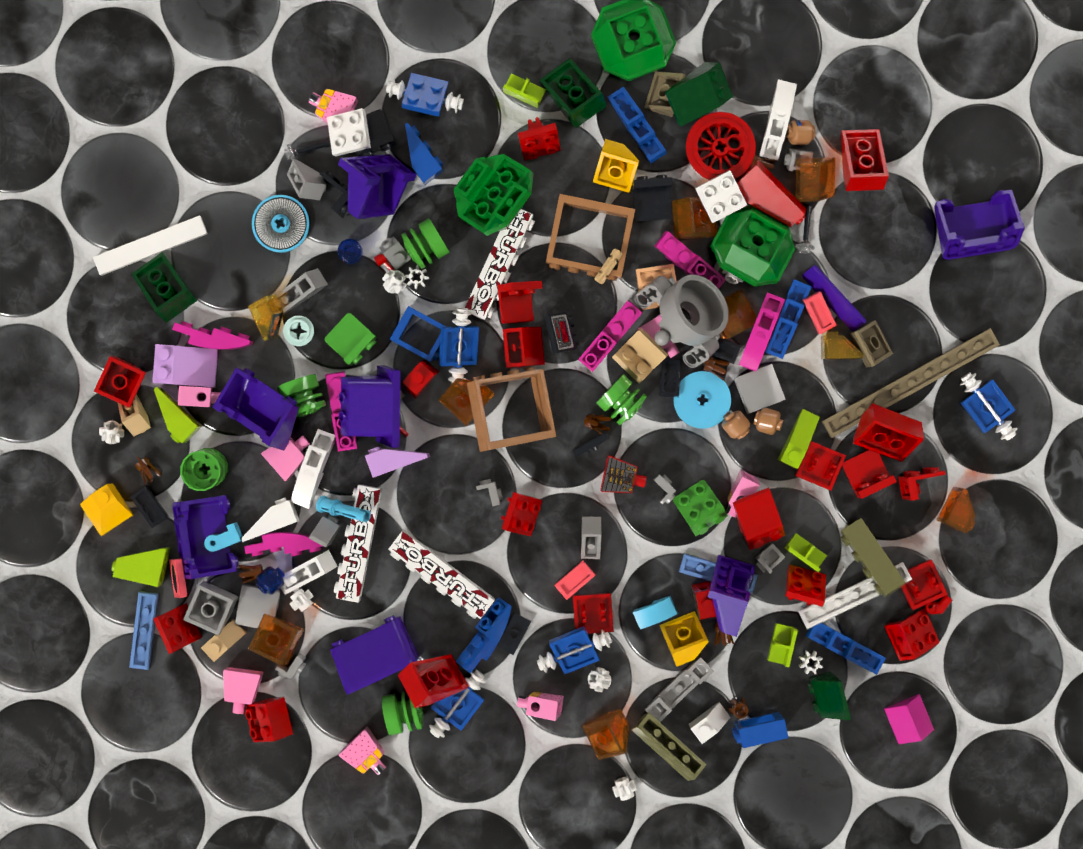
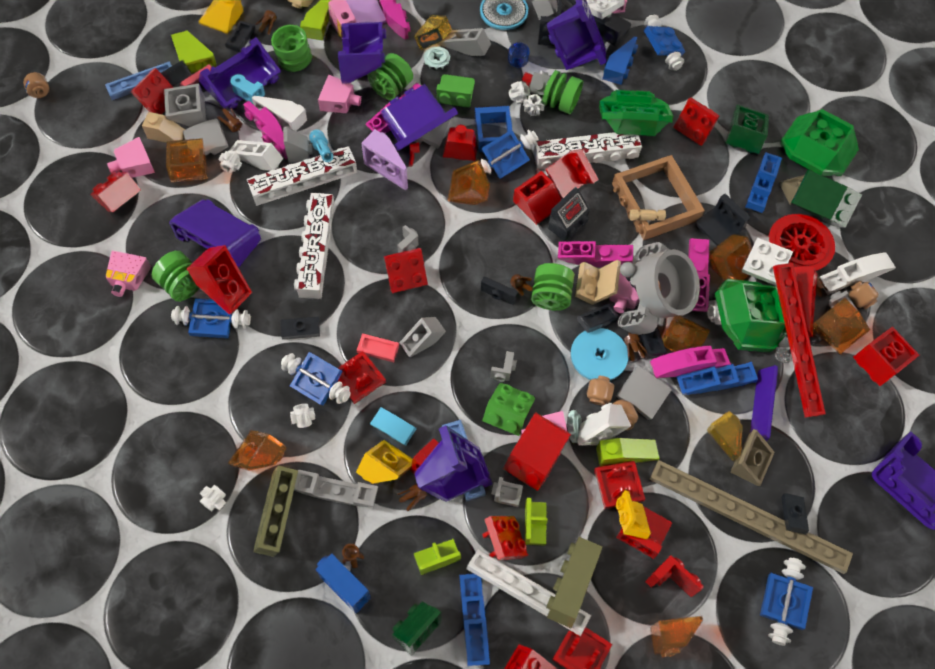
camera: 55 degrees right, 25 degrees down
(91, 733) = (36, 85): none -> medium nougat head
(164, 597) = (177, 73): none -> black plate
(270, 580) = (232, 130): clear blue head -> none
(297, 666) = (170, 185): light grey bracket -> none
(312, 468) = (335, 113): white slope -> none
(489, 634) = (292, 304): blue slope -> none
(524, 90) = (720, 98): lime panel -> none
(541, 400) = (462, 226): medium nougat window -> none
(549, 708) = (249, 377): bright pink torso -> none
(616, 166) = (721, 180): yellow slope -> none
(620, 476) = (489, 328): torso -> none
(709, 722) = (321, 536): white slope -> none
(753, 468) = (574, 422): none -> light aqua gear
(770, 449) = (603, 425): none -> white slope
(805, 229) = (799, 340): none -> red tile
(805, 660) = (437, 586): white gear -> none
(819, 312) = (743, 399): coral tile -> none
(857, 480) = (632, 517): none -> yellow bracket
(888, 432) = (693, 521): red slope -> none
(933, 347) = (795, 513): none -> black plate

